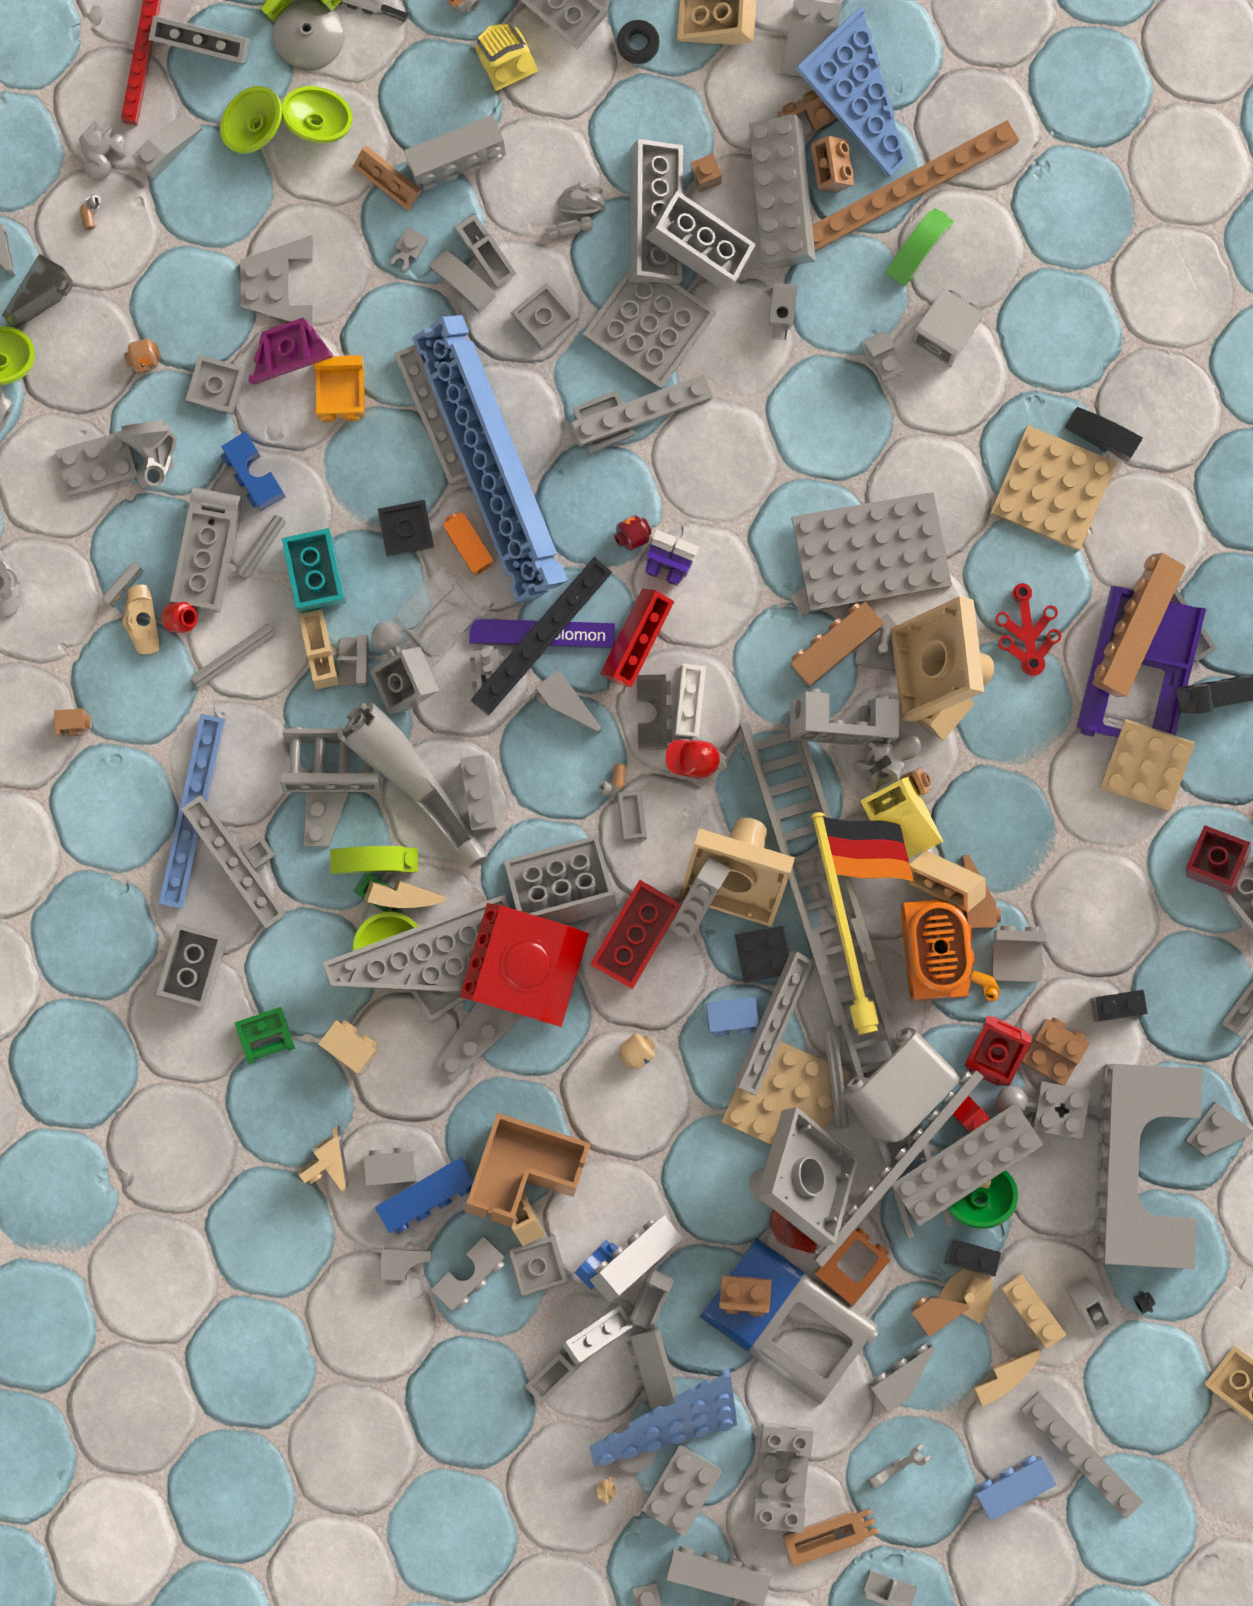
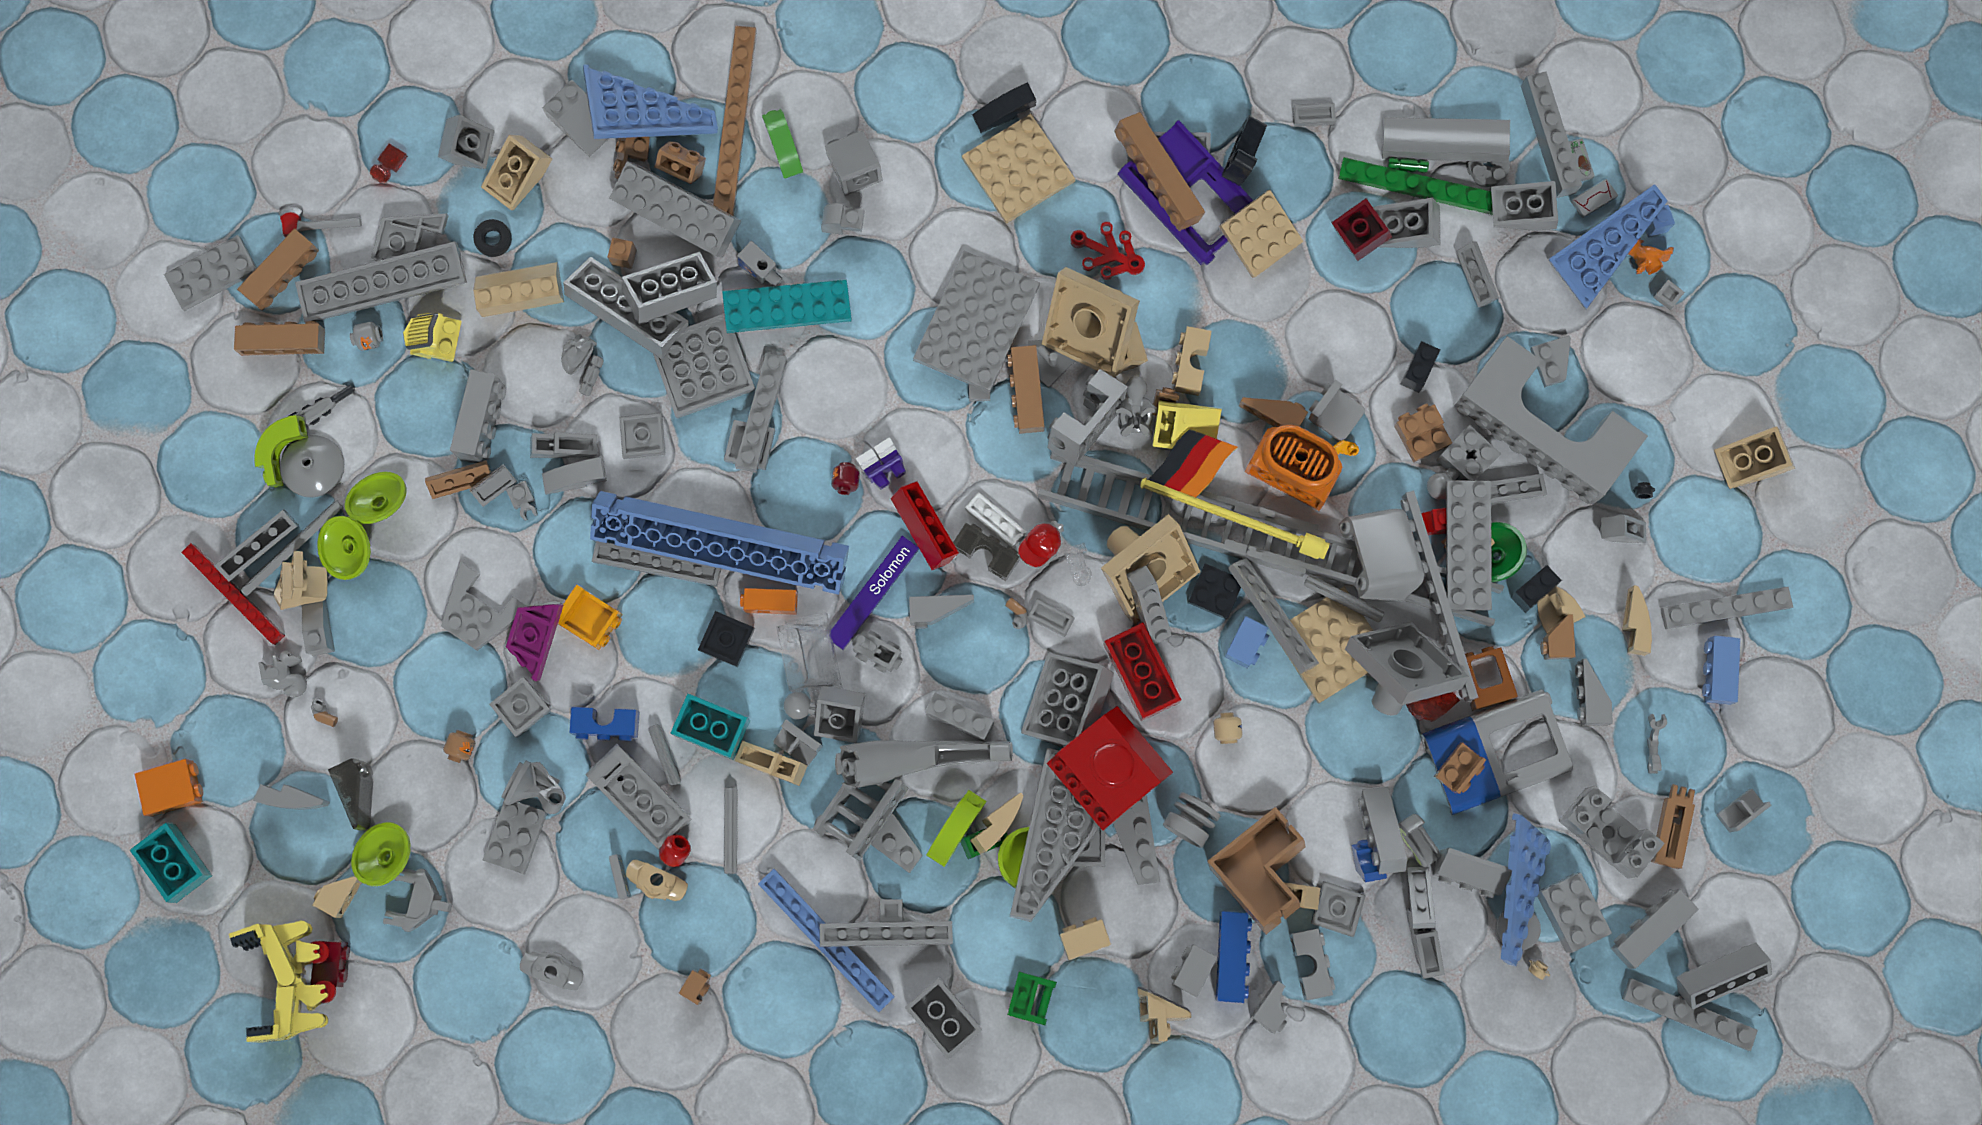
camera: 55 degrees left, 5 degrees down
(192, 105) = (300, 583): none -> tan piece
(220, 72) = (289, 549): none -> light grey tile
(402, 212) = (493, 485): none -> light grey tile
(526, 1073) = (1191, 820): none -> light grey wheel
(541, 636) = (875, 594): black tile -> none
(604, 101) = (518, 290): none -> tan slope
(761, 362) = (786, 306): none -> teal plate
(948, 881) = (1253, 423): tan brick -> none
(992, 772) = (1194, 342): none -> tan arch
(998, 1051) = (1397, 471): red slope -> none
(1032, 1310) = (1601, 572): tan brick -> none
(1059, 1175) = (1518, 488): none -> light grey plate

